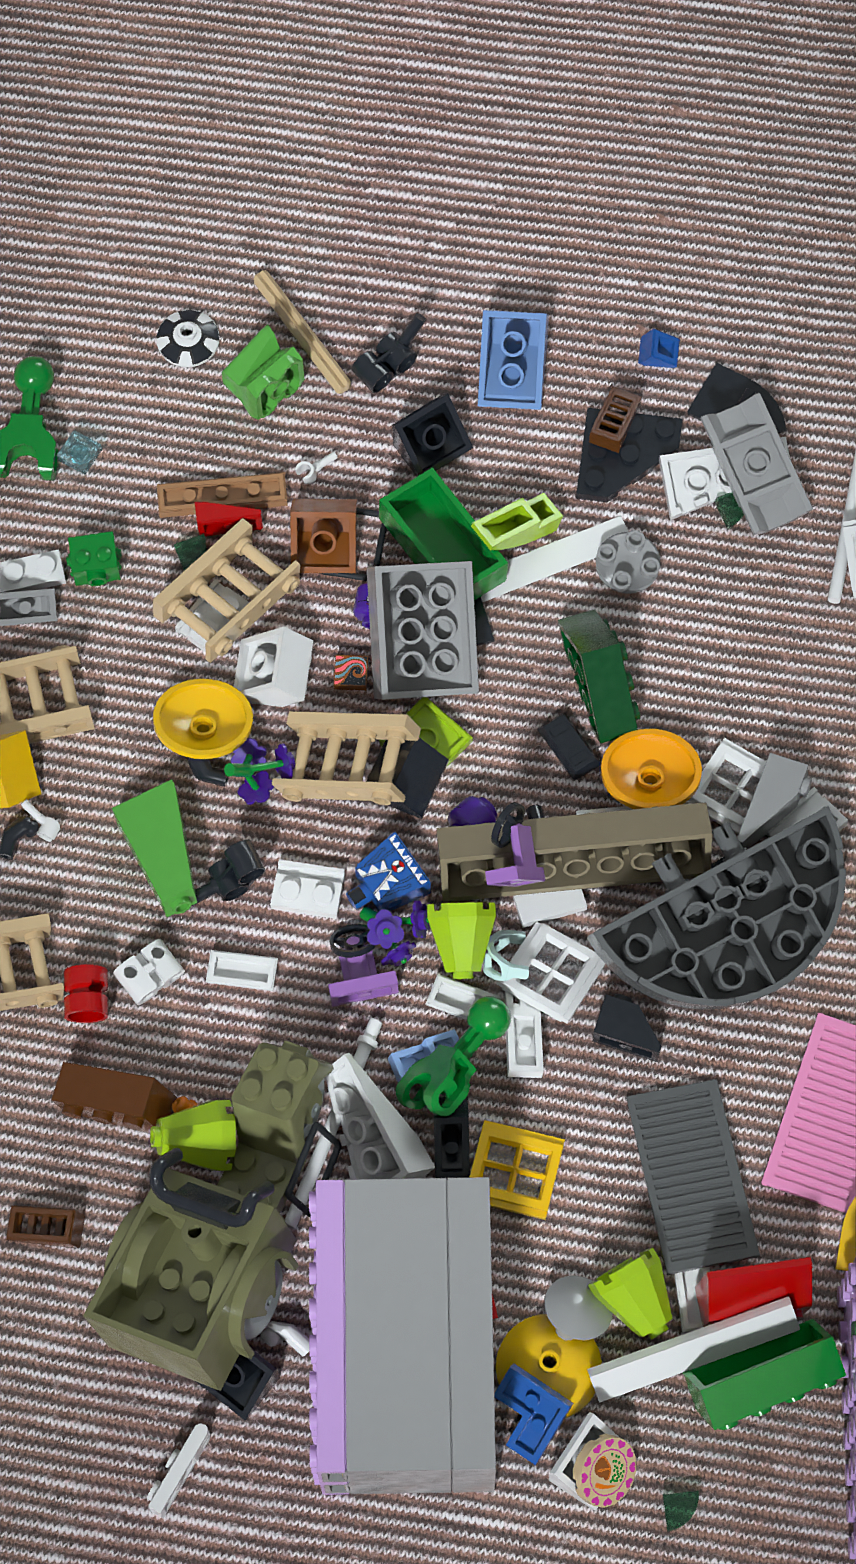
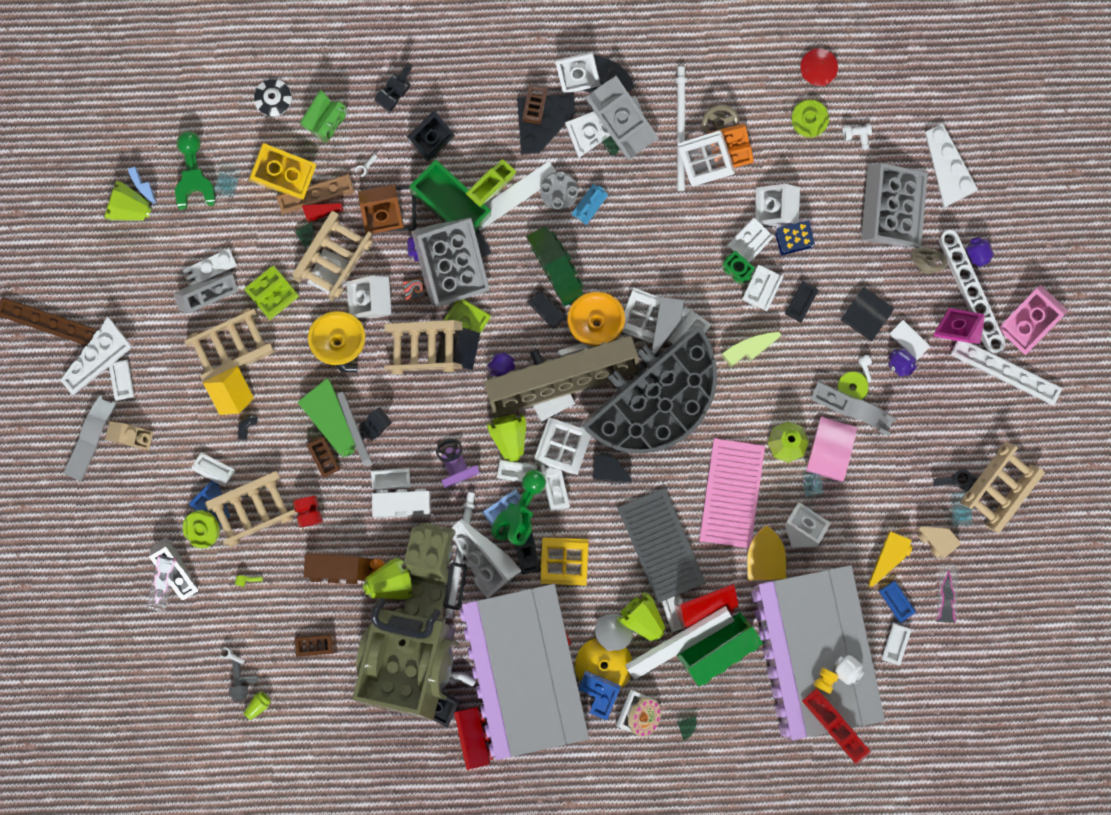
camera: 15 degrees left, 15 degrees up
(49, 826) = (263, 417): white hand -> none
(94, 559) = (251, 251): green head -> none
(112, 632) = (271, 292): none -> lime slope
(126, 883) = (321, 438): none -> reddish brown slope
(148, 972) = (339, 491): white piece -> none
(173, 444) = (282, 171): none -> yellow slope
(179, 1466) = (418, 759): white hinge -> none
(197, 871) = (354, 429): none -> light grey tile
(251, 758) = (374, 369): dark purple plant -> none
(251, 1012) = (401, 503): none -> white wedge
(285, 1444) = (473, 738): none -> red slope
(302, 332) = (339, 81): tan axle -> none
(307, 889) = (417, 424): white plate -> none
(386, 931) = (467, 441): dark purple plant -> none
(389, 877) = (461, 409): torso -> none
(508, 969) = (538, 452): light aqua helmet -> none
(512, 359) = (467, 75): medium blue slope -> none
(520, 836) = (538, 397): medium lavender piece -> none
(658, 349) = (551, 50): blue slope -> none
(676, 592) = (590, 204): none -> dark azure hinge
(695, 383) = (578, 72): none -> white slope

